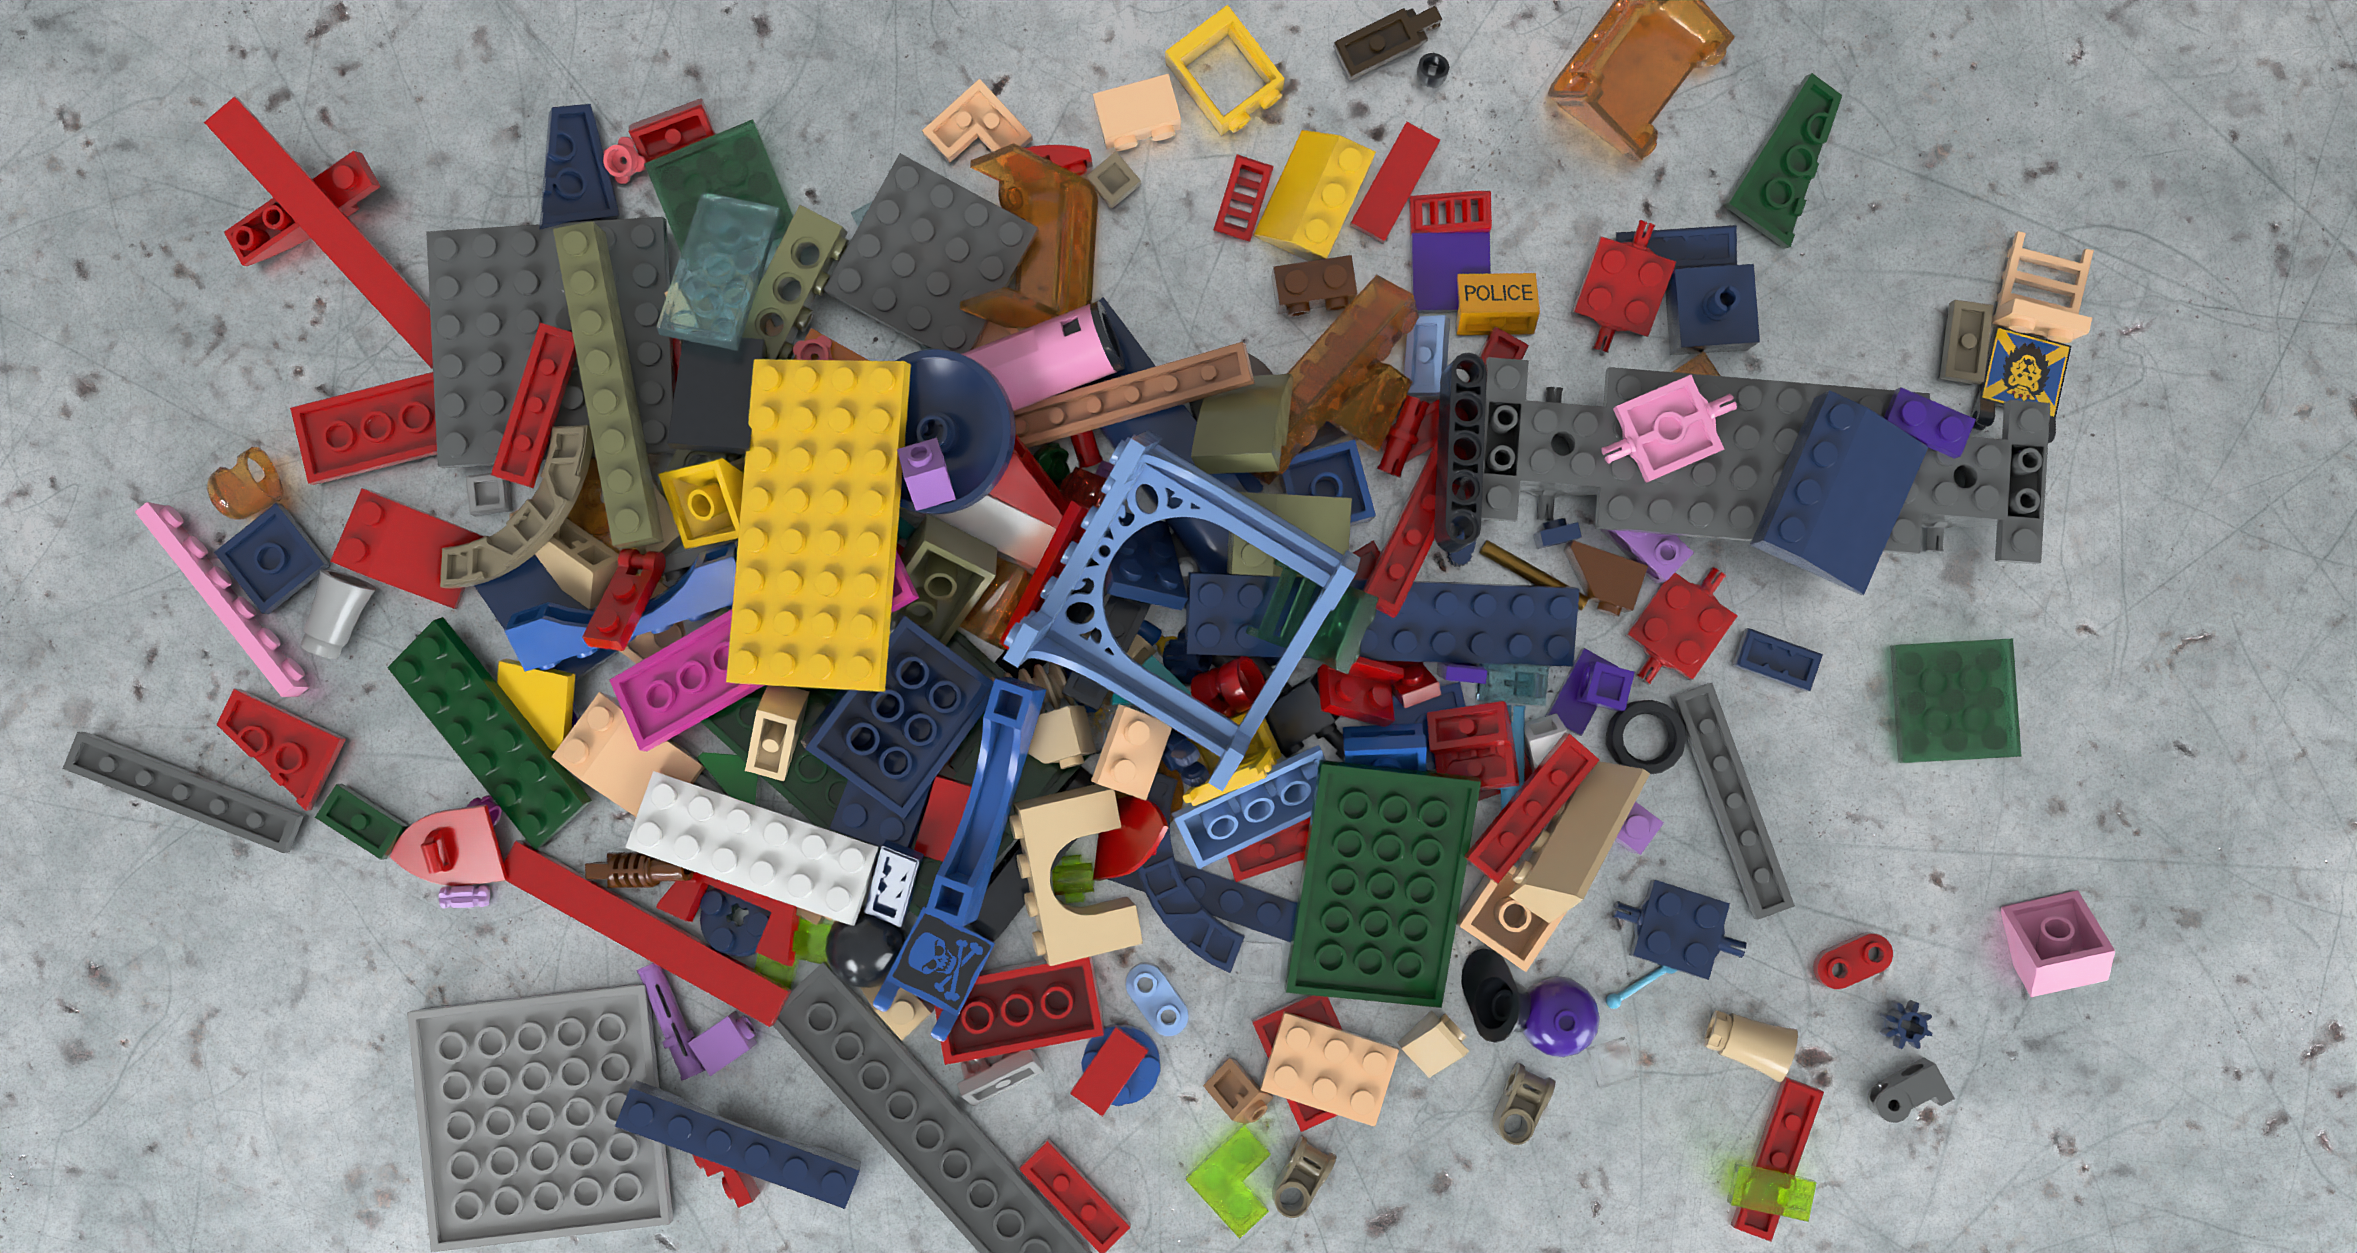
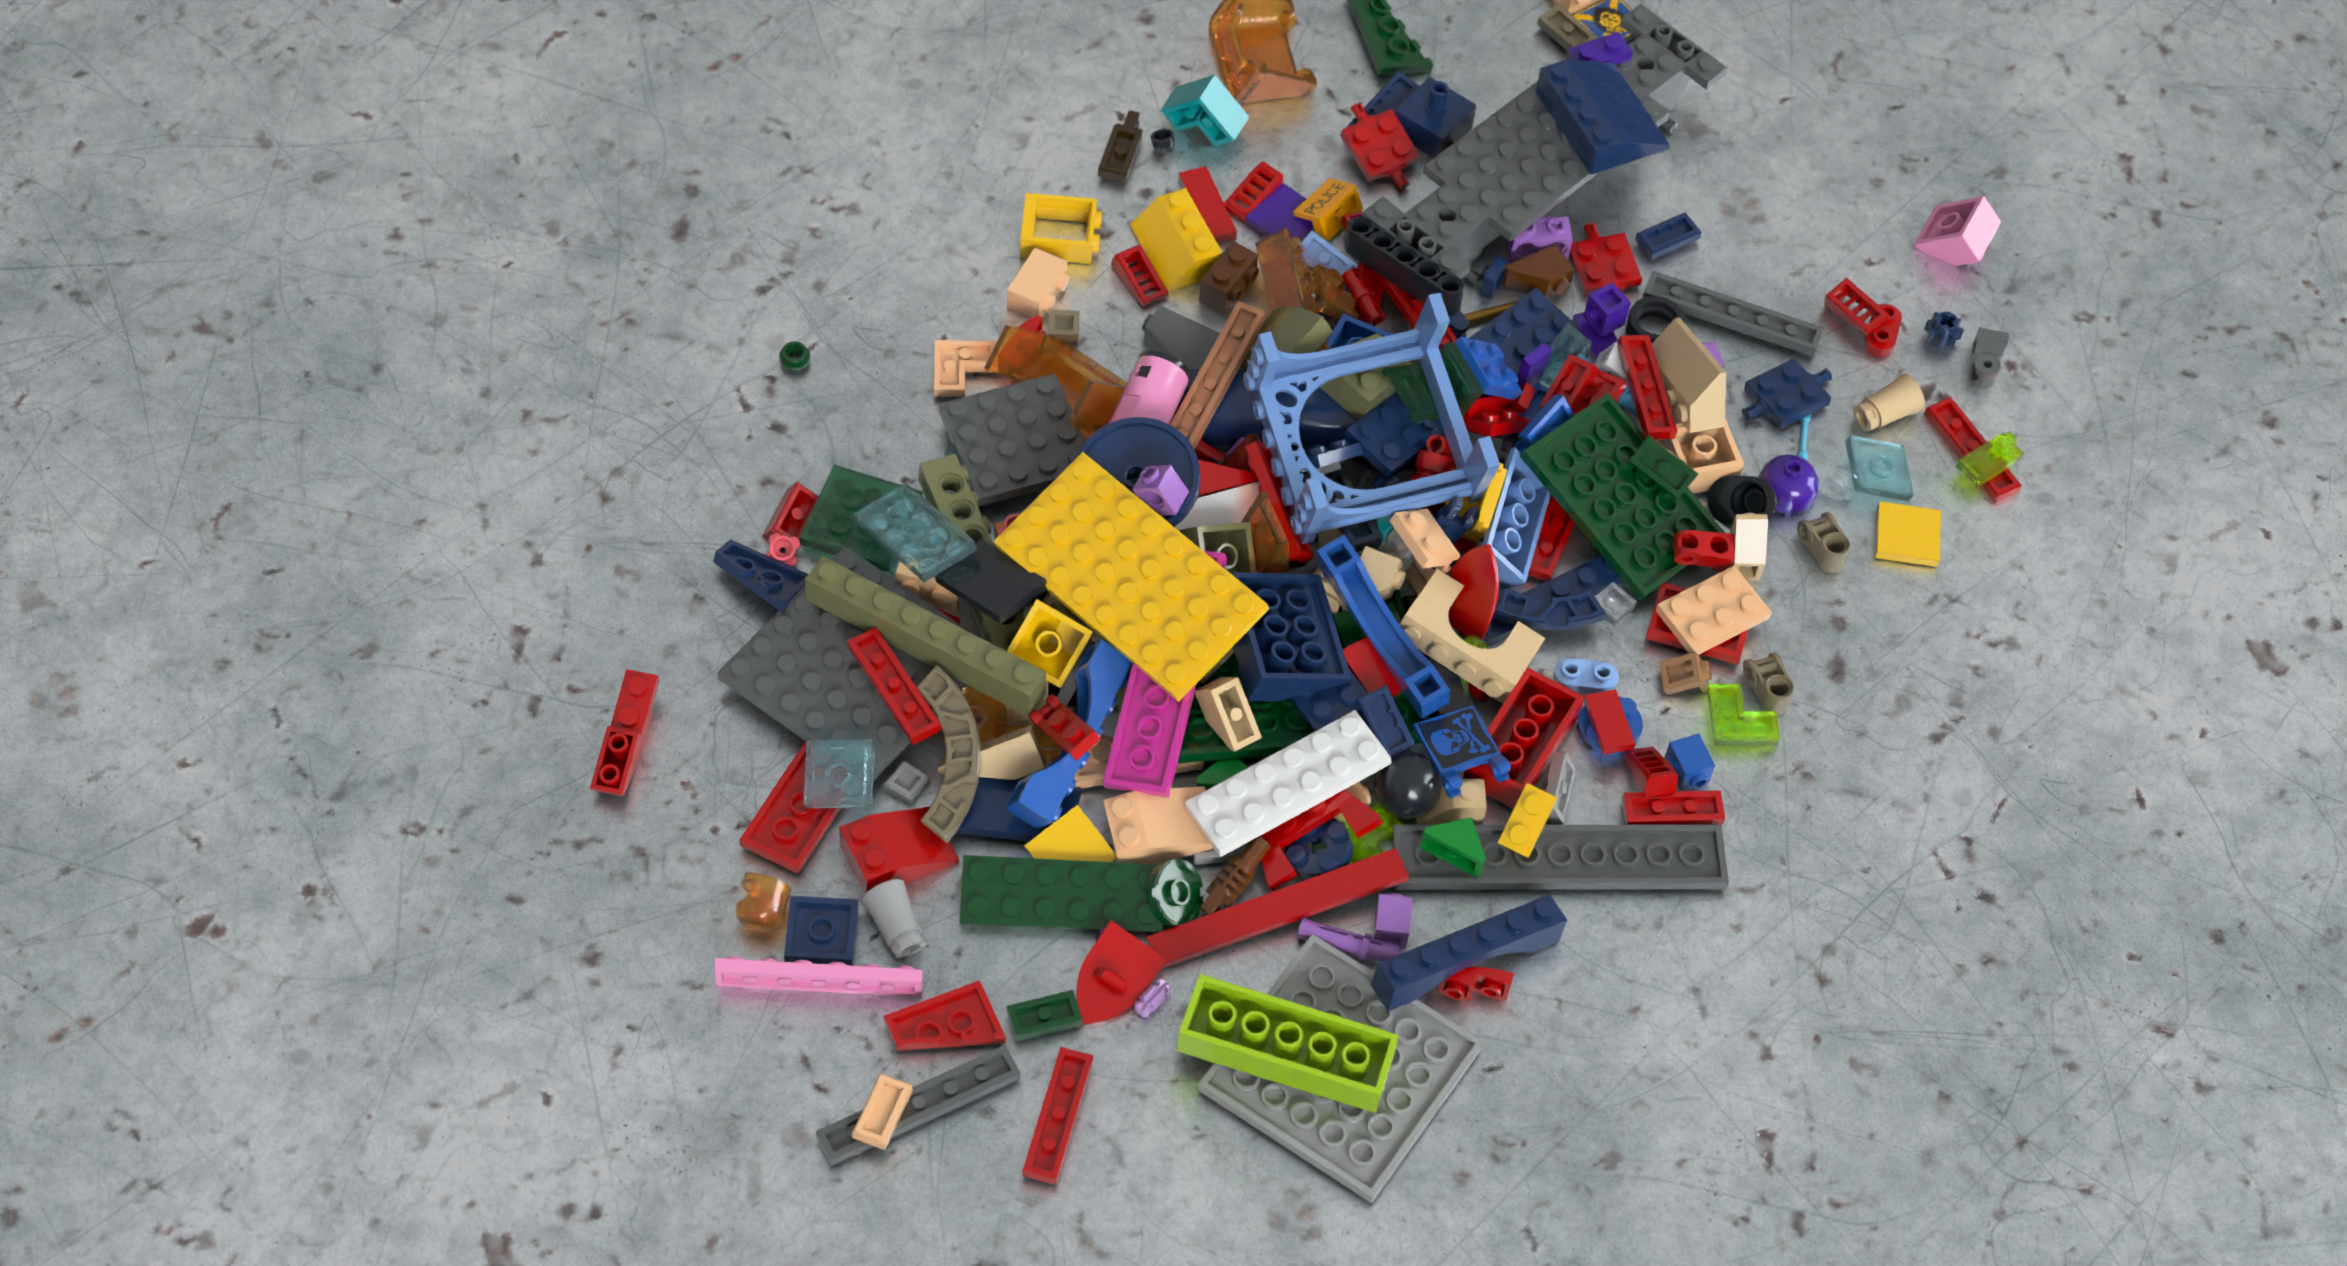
camera: 50 degrees left, 30 degrees down
(138, 773) = (882, 1111): none -> light nougat tile
(277, 917) = (1057, 1116): none -> red plate
(325, 223) = (661, 718): red tile -> none
(414, 437) = (839, 773): none -> clear light blue plate
(491, 1069) = (1287, 1043): none -> lime brick
(571, 832) = (1175, 892): none -> dark green tile
(839, 1044) = (1456, 844): none -> green slope
(920, 1089) = (1527, 820): none -> yellow plate
(1076, 1171) = (1651, 771): none -> red slope
(1138, 1175) = (1690, 762): none -> blue brick
(1190, 311) = (1178, 337): none -> dark grey slope
(1264, 667) = (1439, 445): none -> red axle
(1389, 1009) = (1704, 549): none -> red leg
(1399, 643) = (1489, 368): none -> blue plate
(1442, 903) = (1663, 466): none -> dark green plate
(1504, 81) = (1209, 107): none -> teal brick
(1608, 1173) = (1908, 534): none -> yellow tile
(1662, 1090) = (1879, 468): none -> clear light blue tile
(1668, 428) = (1488, 157): bright pink plate -> none
(1866, 922) = (1849, 289): none -> red slope
(1955, 700) = (1770, 177): clear green plate -> none

